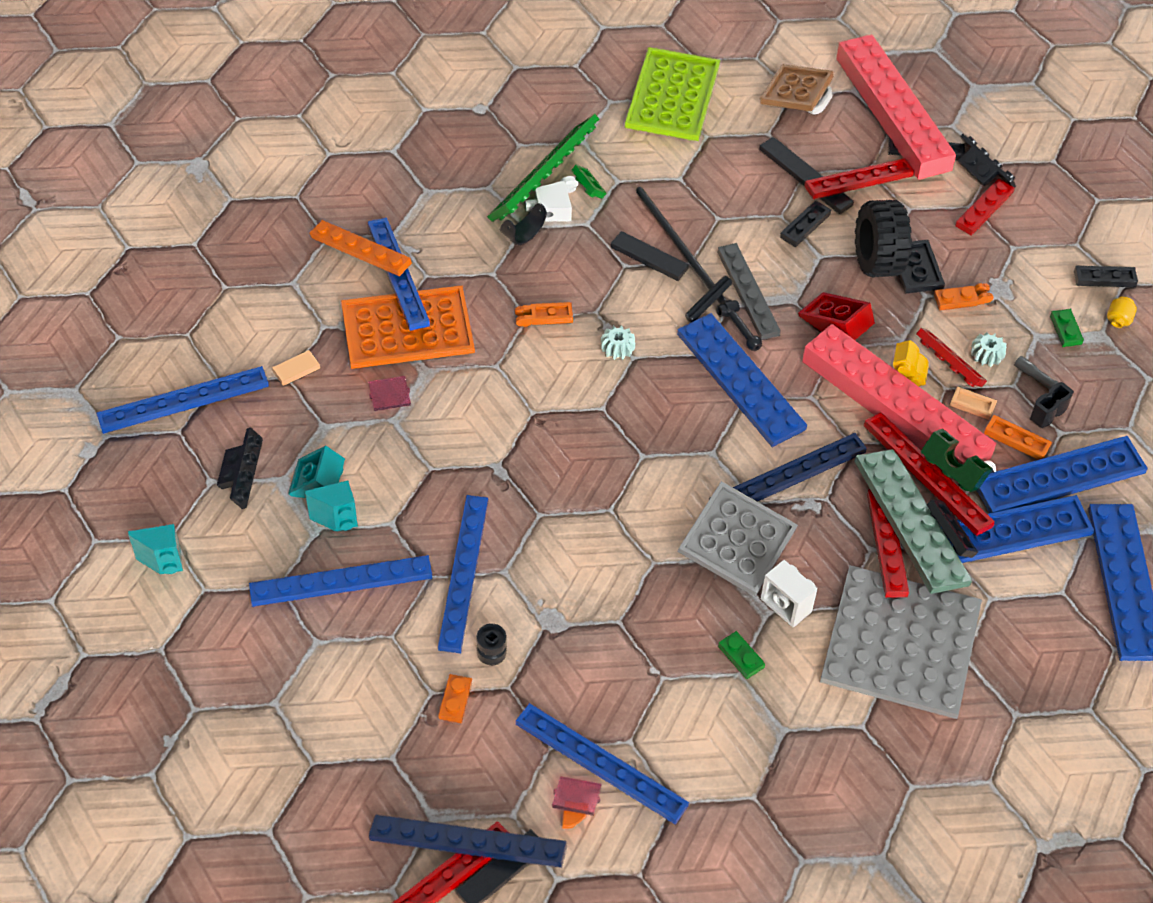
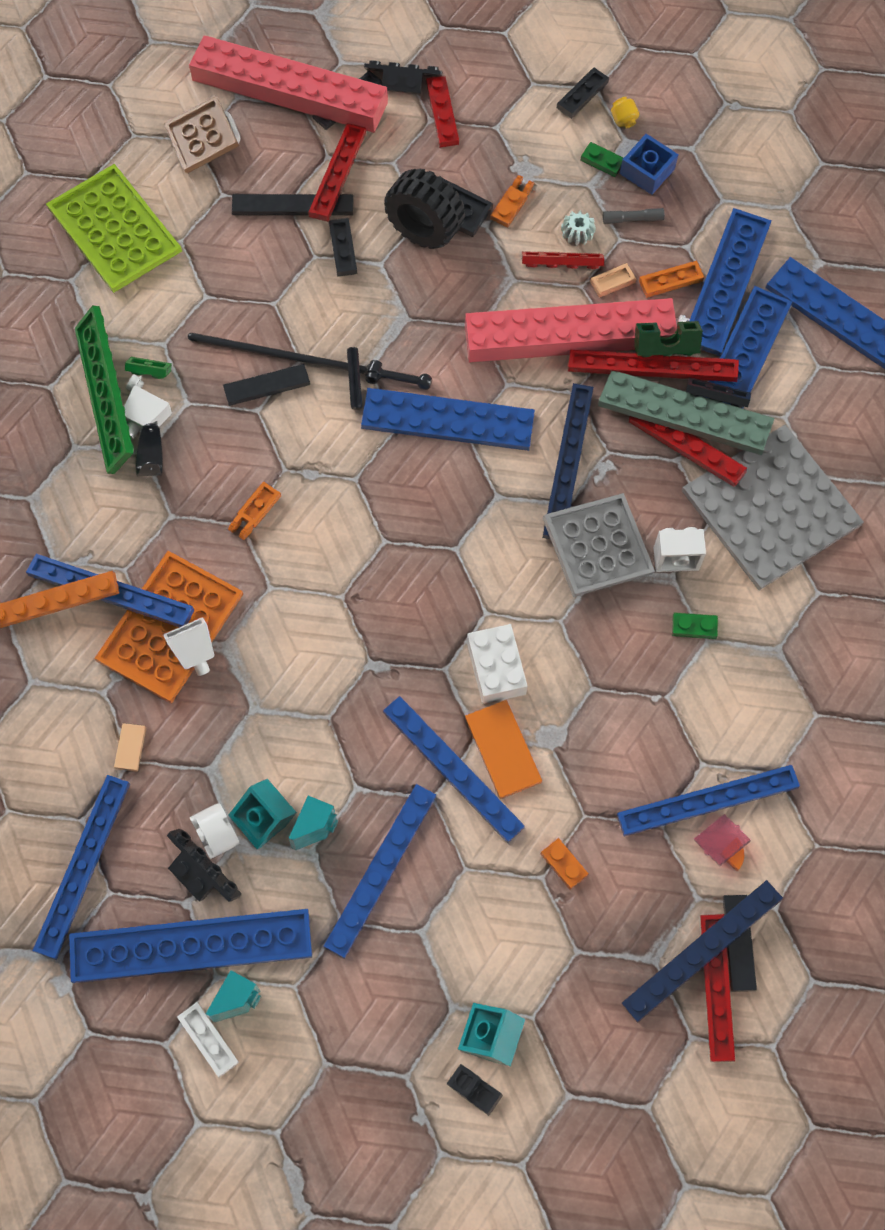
camera: 50 degrees left, 15 degrees up
(115, 563) = (208, 1039): none -> white plate
(181, 504) = (190, 945): none -> blue plate
(220, 760) = (474, 1089): none -> black slope
(273, 740) = (492, 1034): none -> teal slope
(275, 452) = (214, 830): none -> white brick
(389, 393) = (224, 692): clear pink piece -> none
(399, 341) = (192, 645): none -> white torso
(491, 644) = (543, 800): black wheel -> none
(511, 592) = (503, 749): none -> orange tile
(572, 539) = (496, 664): none -> white brick
(618, 342) = (338, 486): light aqua gear -> none
(749, 291) = (368, 342): dark grey plate -> none
(845, 313) = (449, 301): red slope -> none
(910, 362) = (549, 291): yellow brick -> none
(1051, 405) = (667, 232): black brick -> none
(1095, 354) = (648, 164): none -> blue brick

